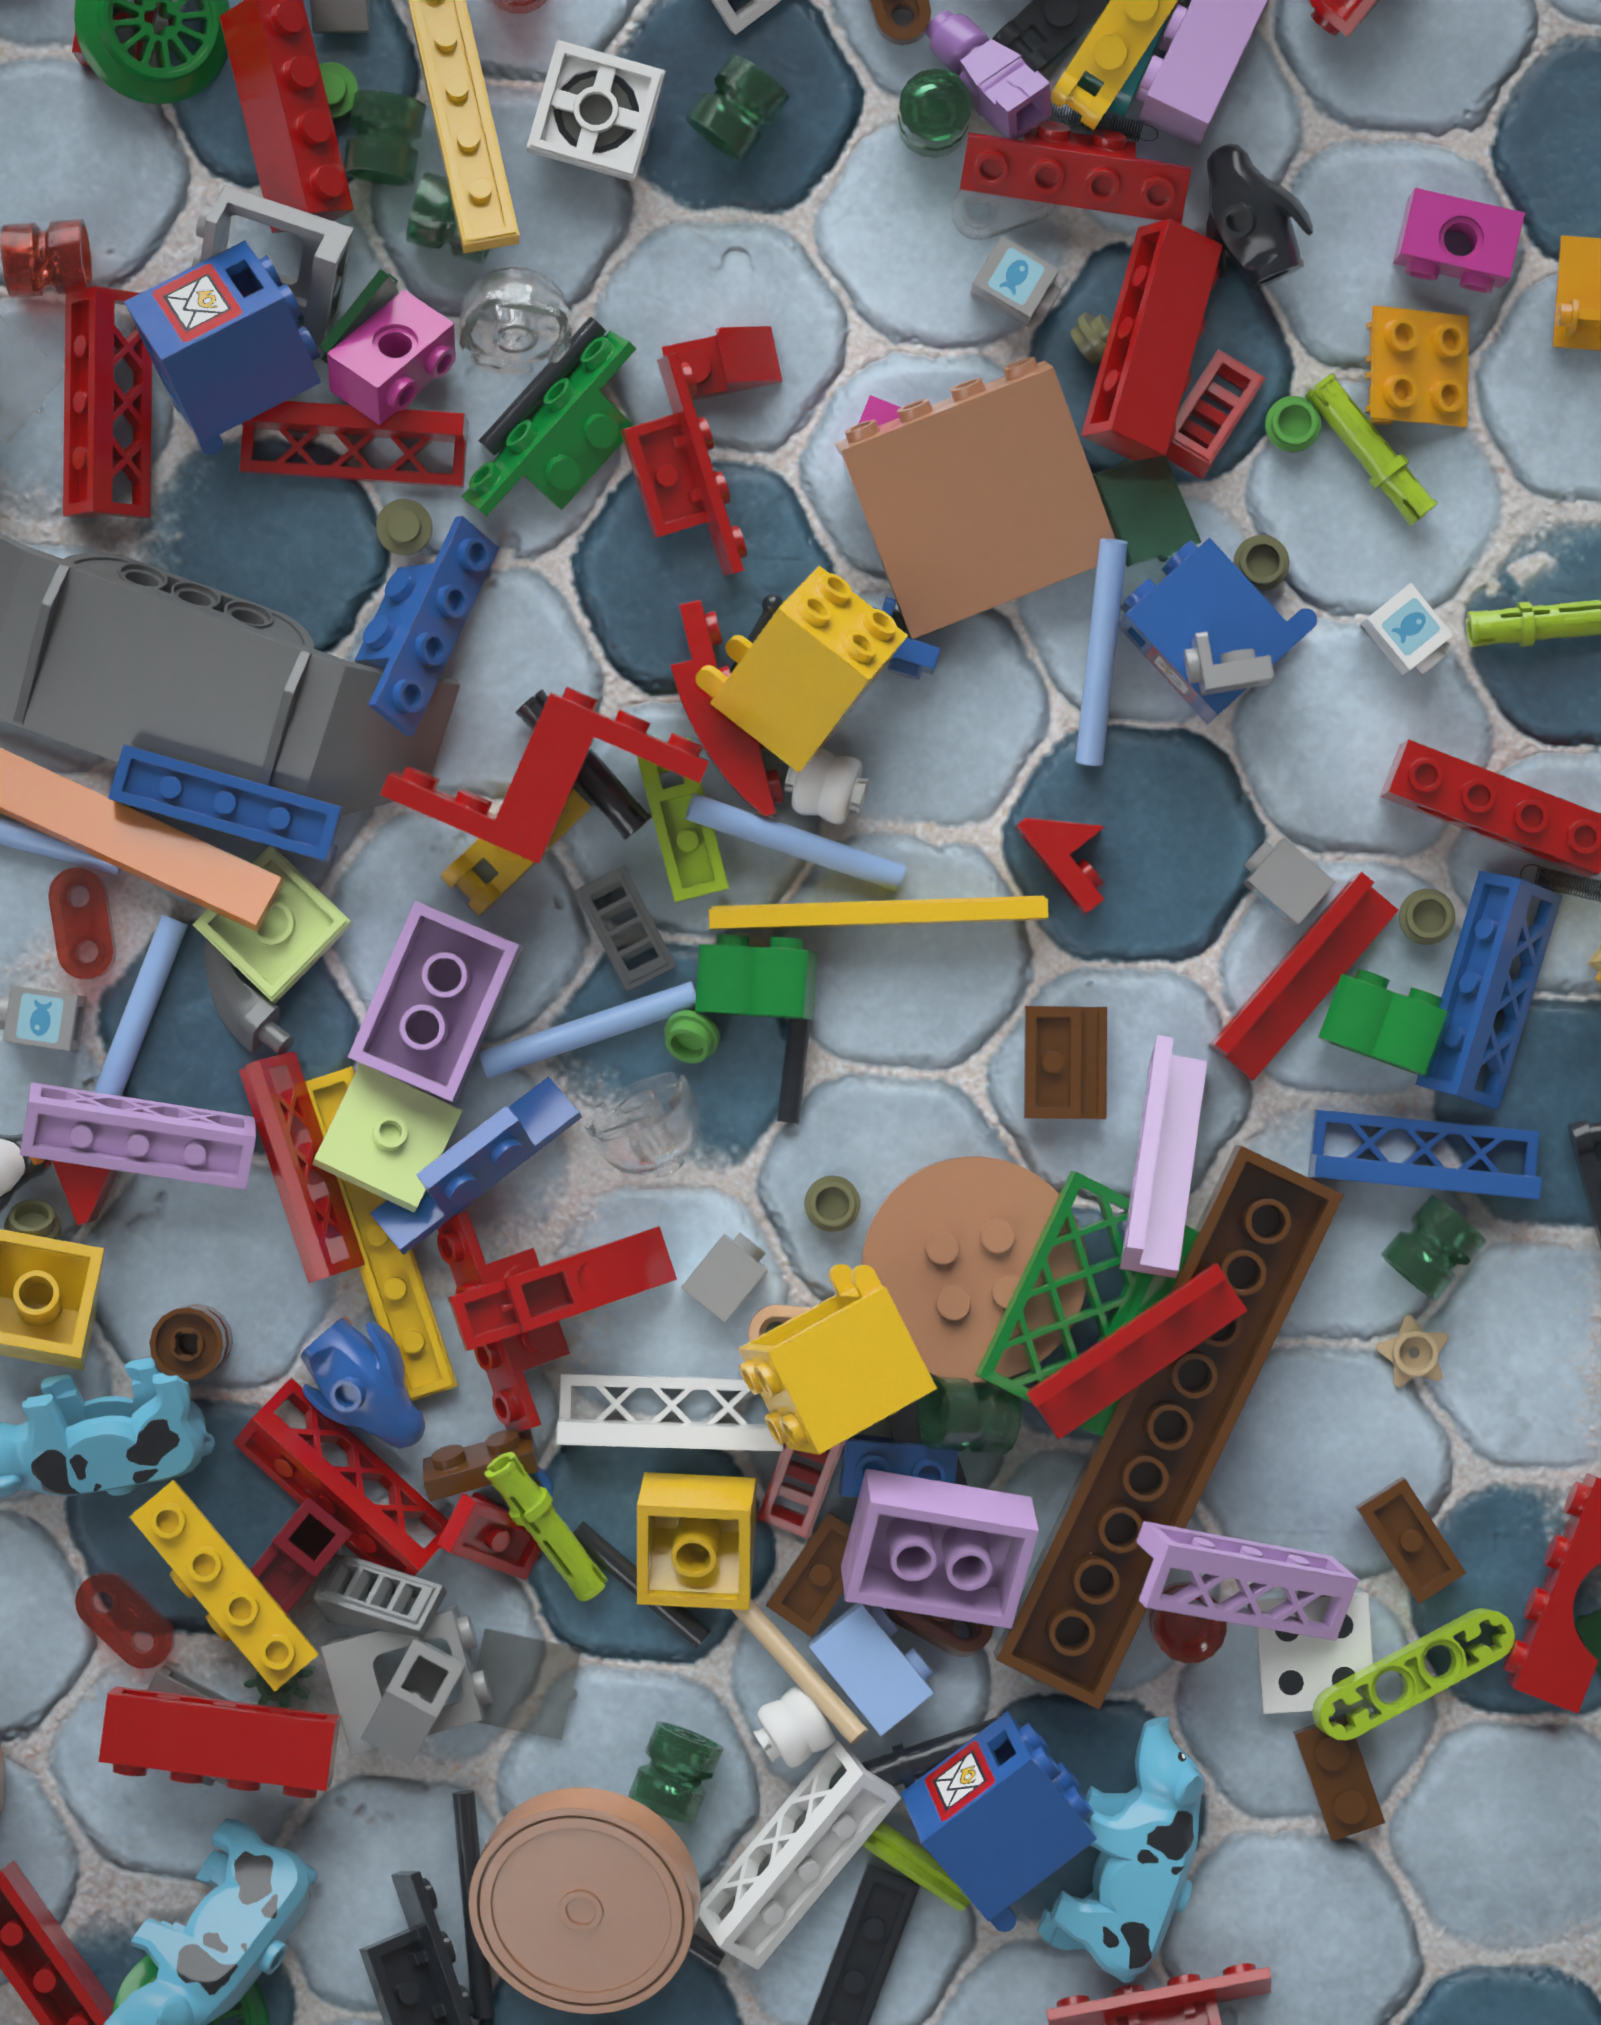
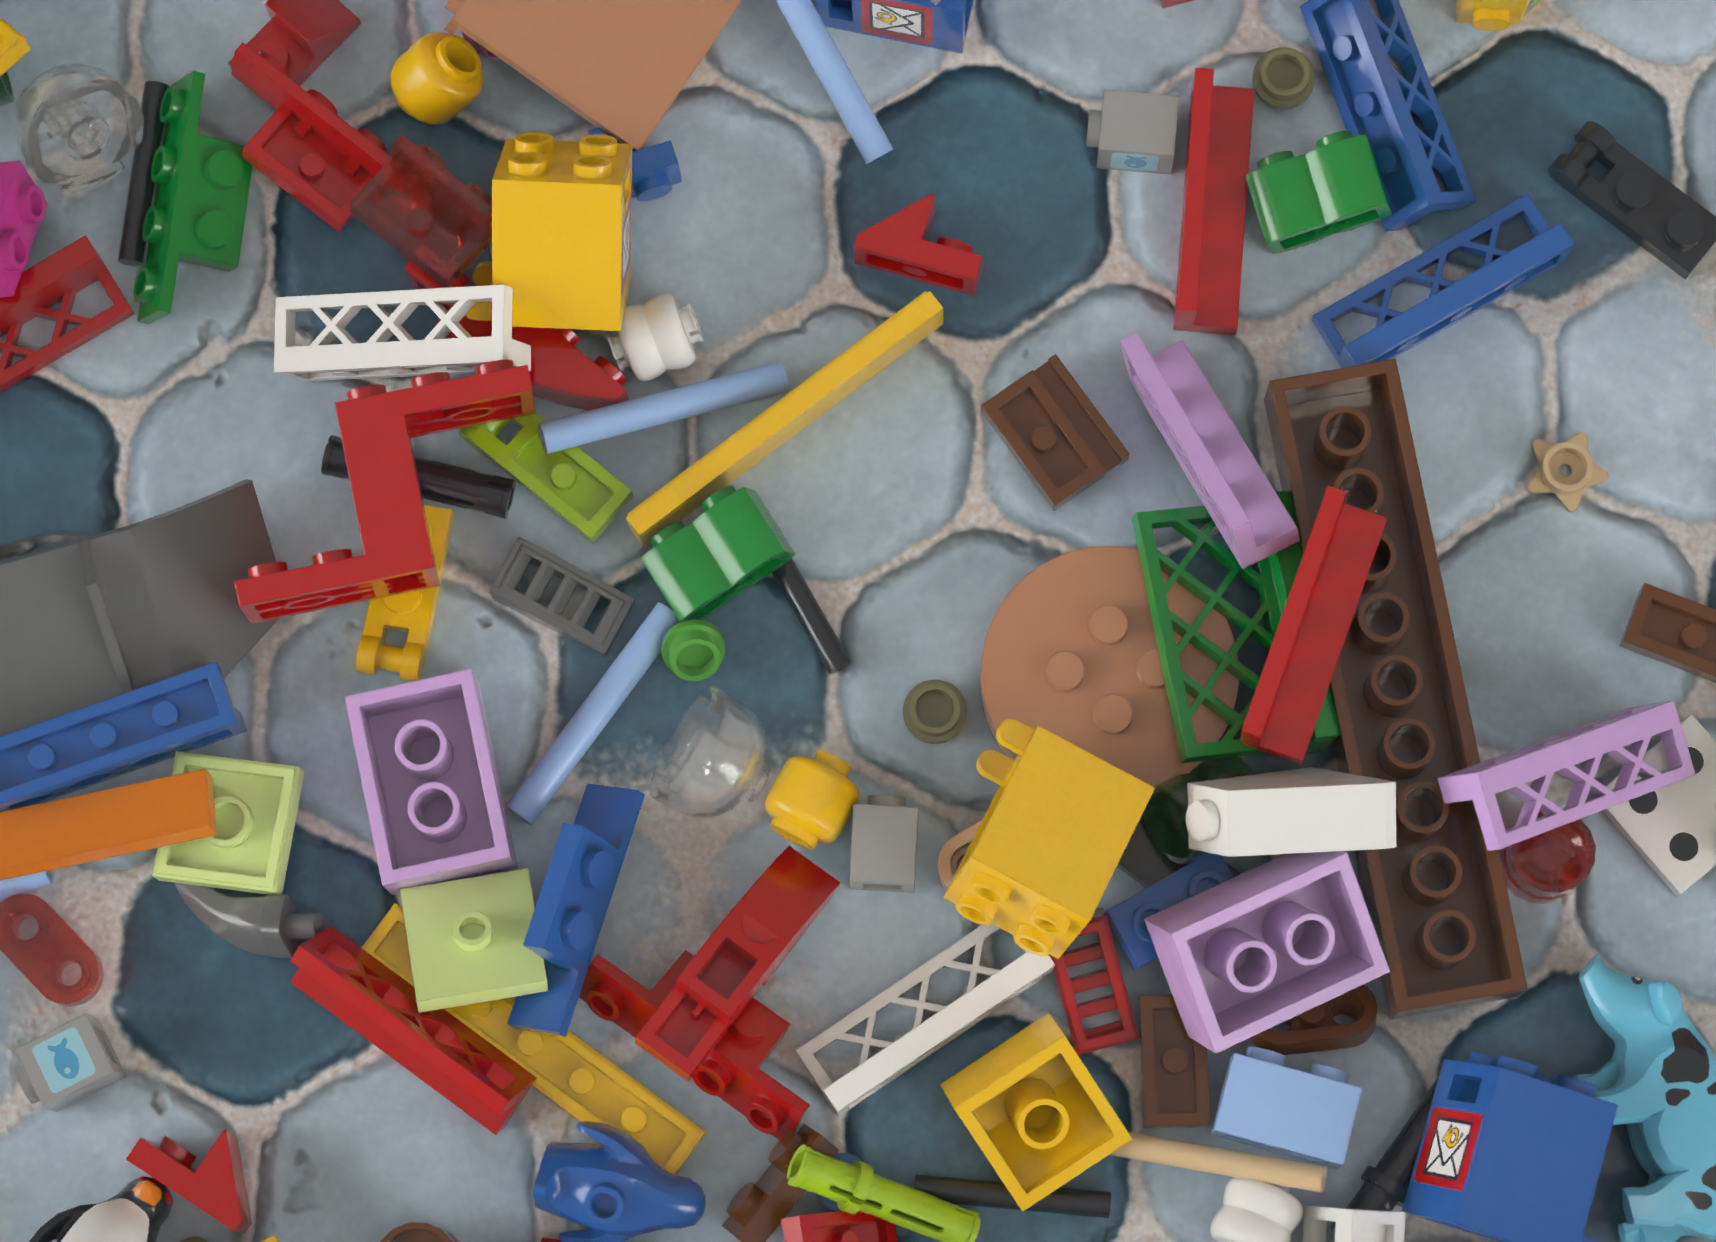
camera: 30 degrees left, 10 degrees down
(138, 1136) = (235, 1105): lavender fence -> none
(141, 1006) = (161, 1011): light blue piece -> none
(404, 527) = (102, 381): olive plate -> none
(422, 623) = (177, 446): blue bracket -> none
(631, 675) = (395, 358): none -> white fence
(698, 1207) = (812, 799): none -> yellow head
(721, 580) = (426, 212): none -> clear red bracket
(804, 473) = (437, 77): none -> yellow head
(1022, 1471) = (1291, 813): none -> white slope
(1433, 1247) = (1511, 359): clear green wheel -> none

